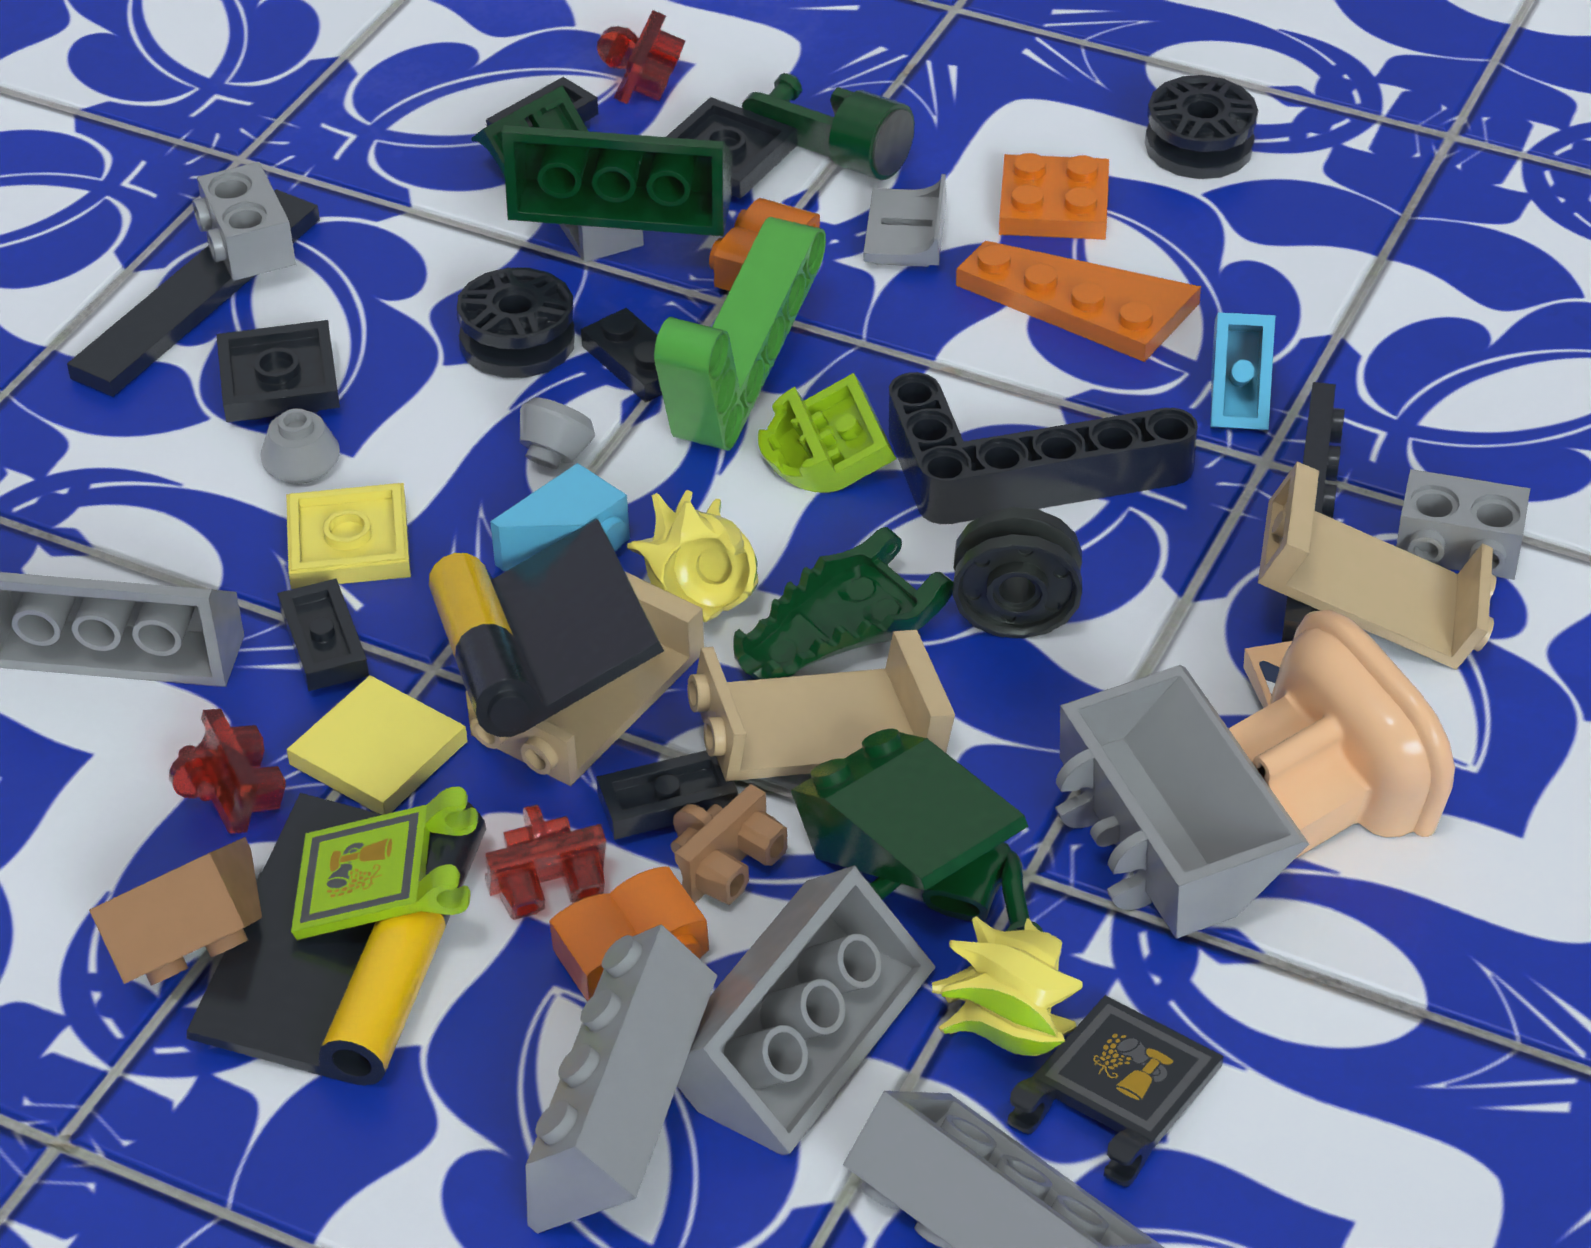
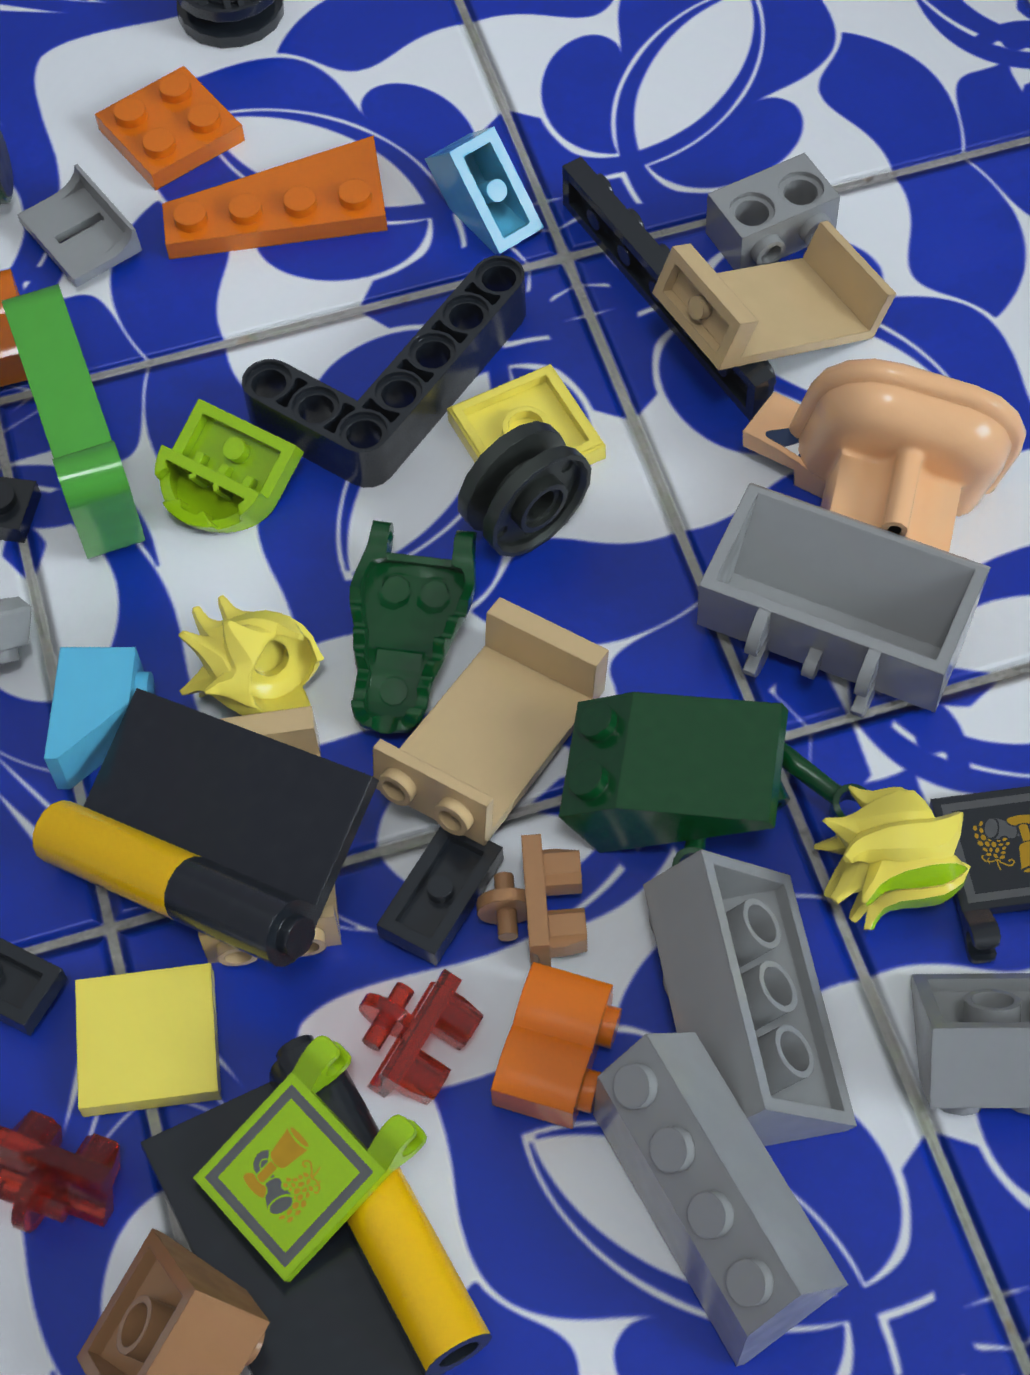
camera: 40 degrees left, 15 degrees up
(1113, 552) = (526, 399): none -> light yellow tile

